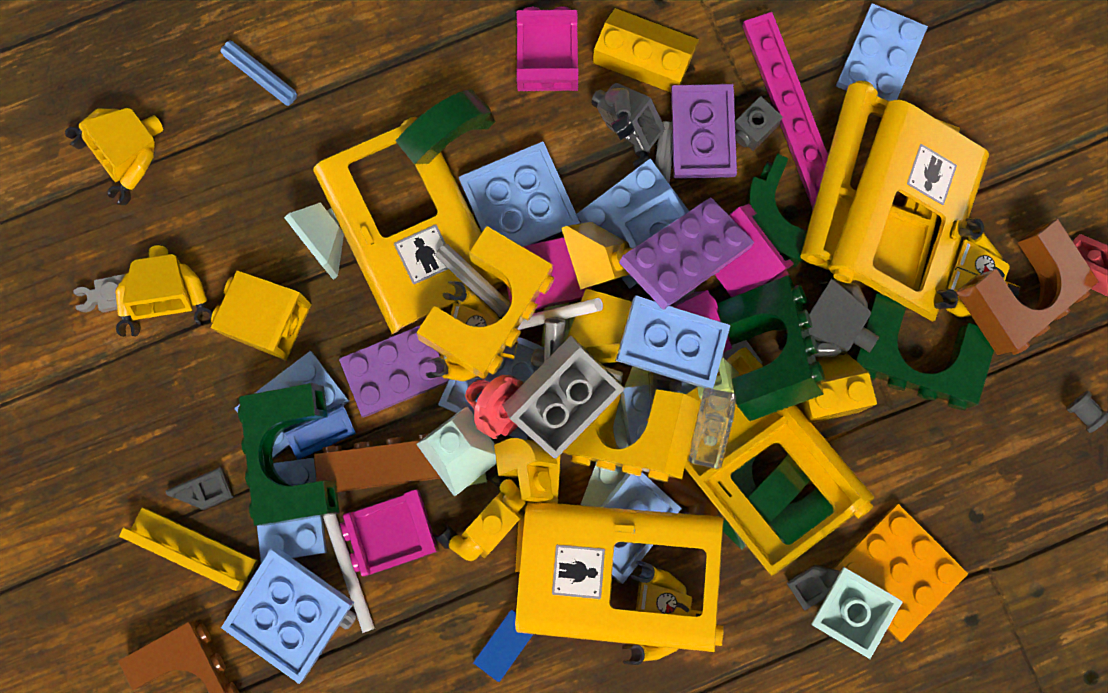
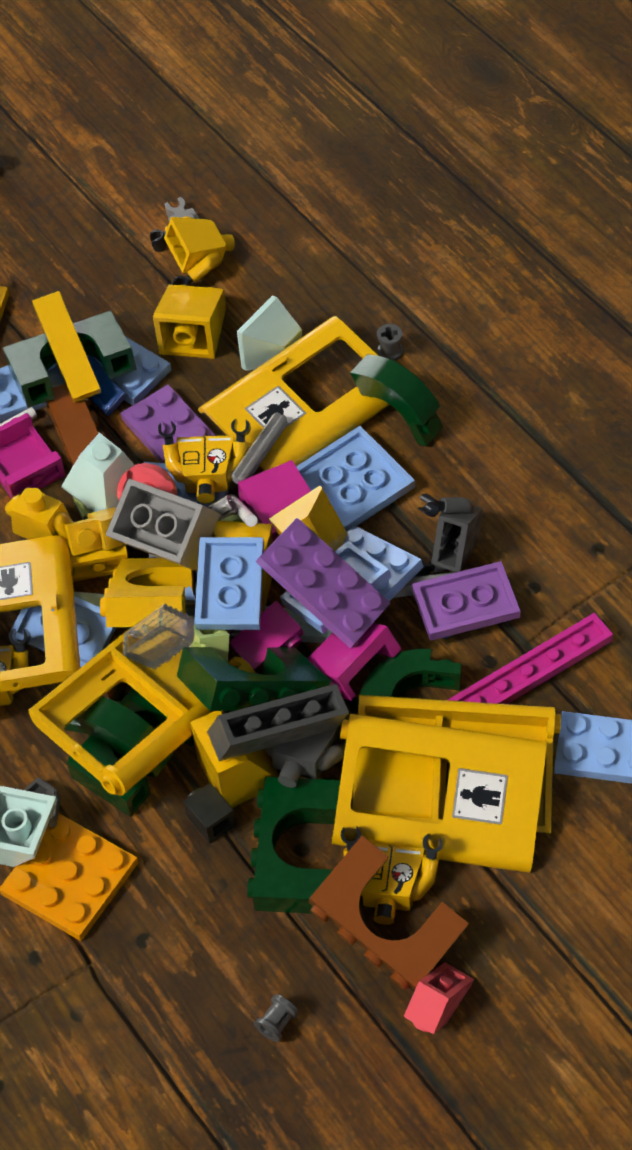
camera: 80 degrees right, 25 degrees down
(120, 144) = (311, 191): yellow torso -> none
(204, 490) = (28, 323): dark grey tile -> none
(259, 73) = (412, 268): medium blue axle -> none
(278, 454) = (66, 346): none -> yellow tile
(351, 115) = (390, 338): none -> dark grey bush
(480, 347) = (262, 476): yellow arch -> none
(547, 49) = (508, 467): dark pink panel -> none
(644, 50) = (538, 540): yellow slope -> none
(756, 124) = (490, 647): dark grey brick -> none
(850, 333) = (277, 722): none -> dark grey brick
(869, 426) = (209, 812): none -> pearl dark grey brick

